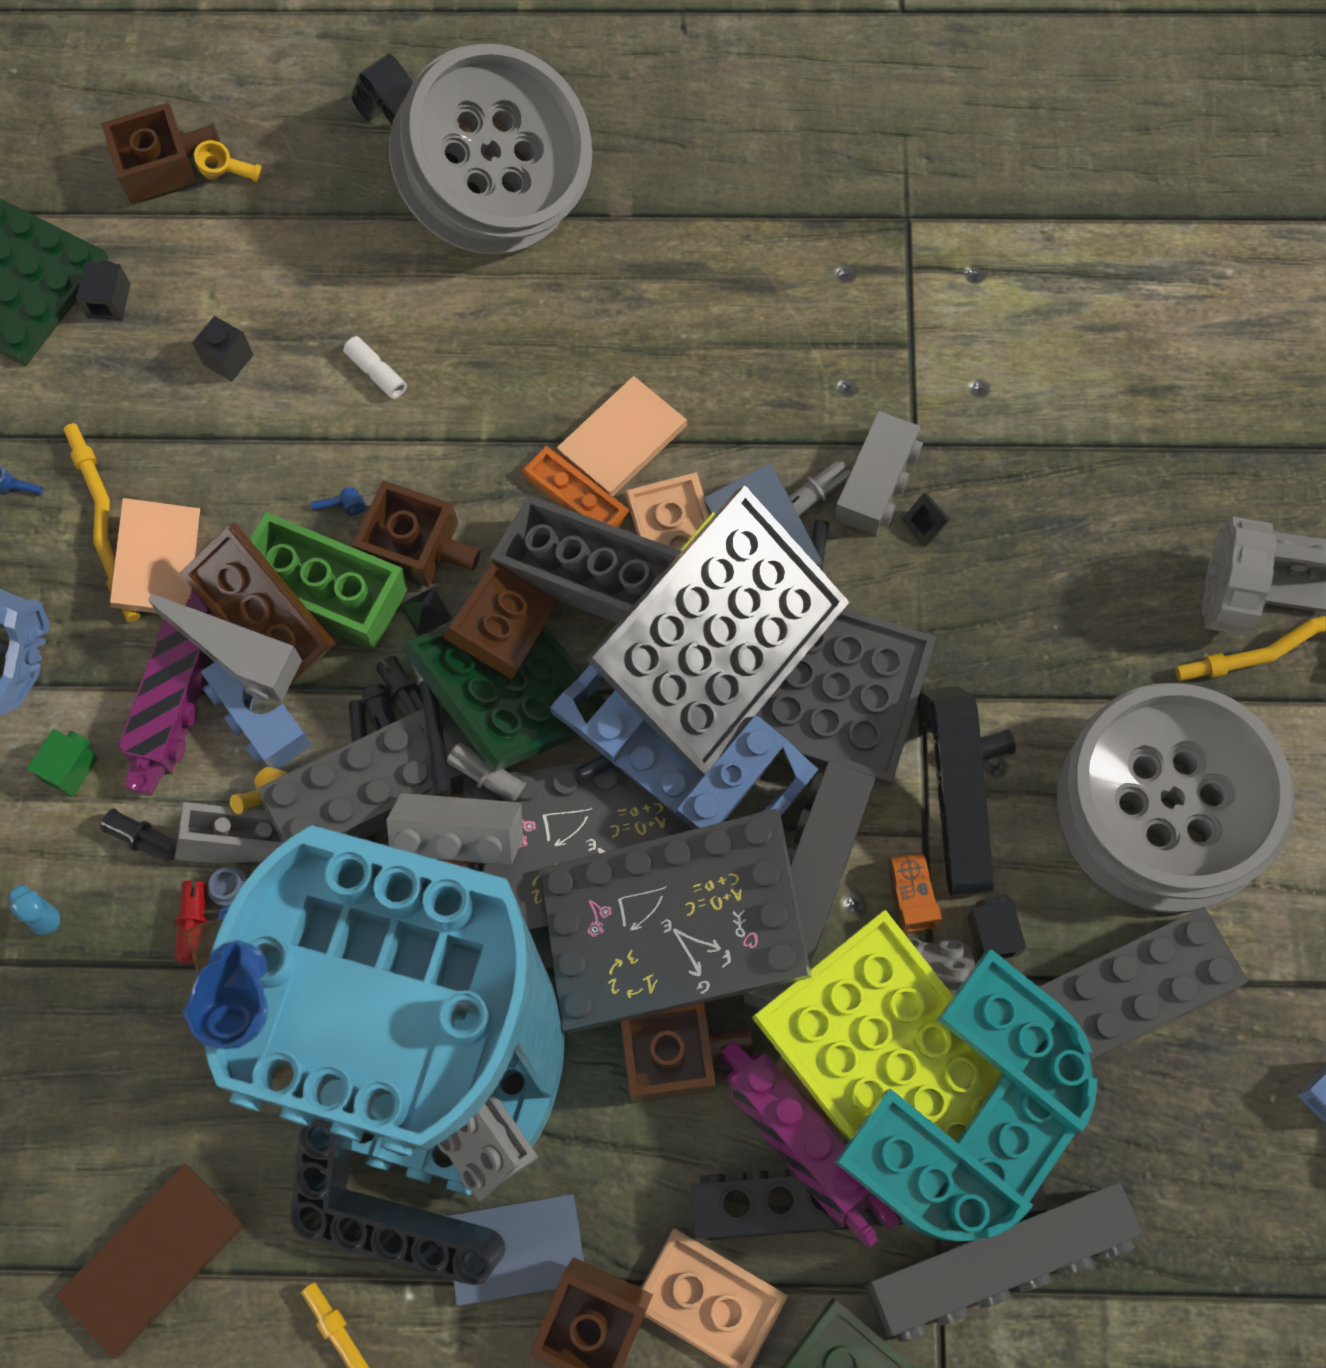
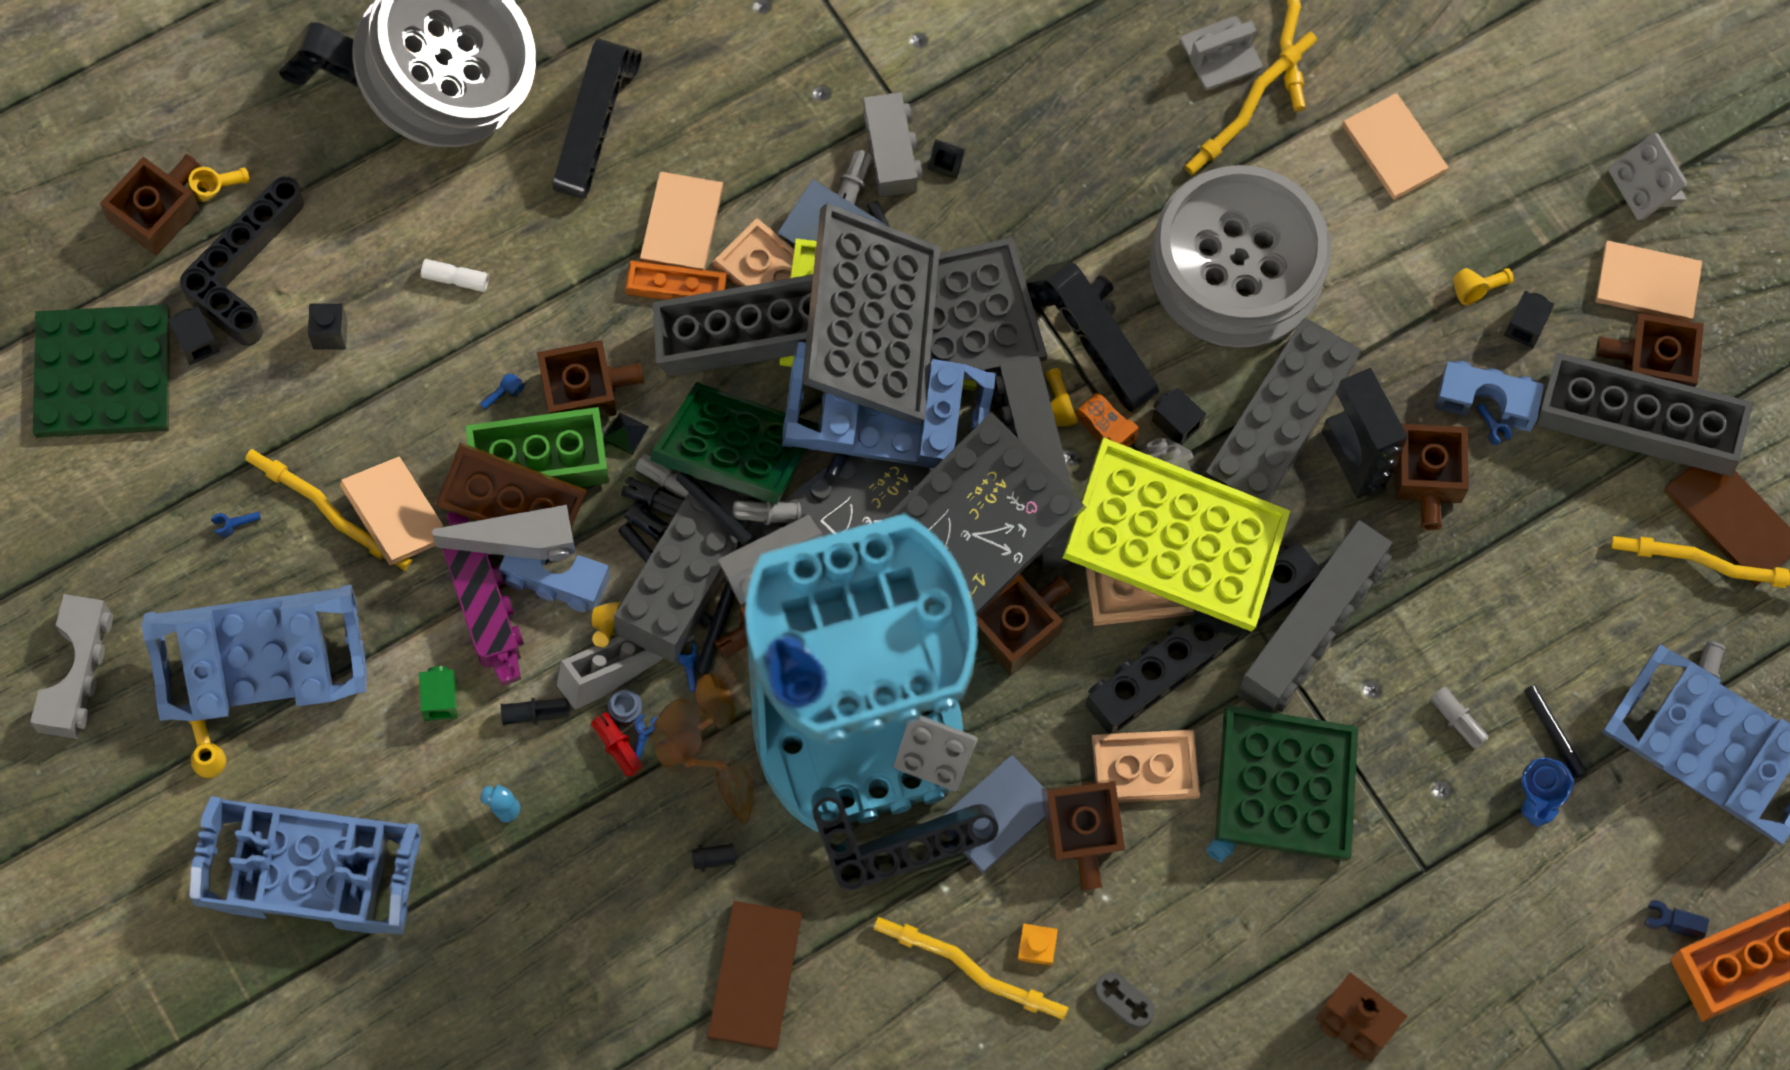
camera: 40 degrees left, 0 degrees up
(195, 234) = (238, 257): none -> black beam
(198, 1102) = (713, 856): none -> black pin
(501, 619) = (699, 401): reddish brown plate -> none
(601, 278) = (592, 115): none -> black beam
(801, 1140) = (1145, 620): magenta hinge -> none
(875, 848) = (1061, 405): none -> yellow bar
(1015, 1137) = (1277, 527): teal plate -> none
(1191, 1085) = (1365, 435): none -> black arch
(1239, 575) = (1190, 77): light grey connector -> none
(1249, 1167) = (1433, 469): none -> reddish brown brick

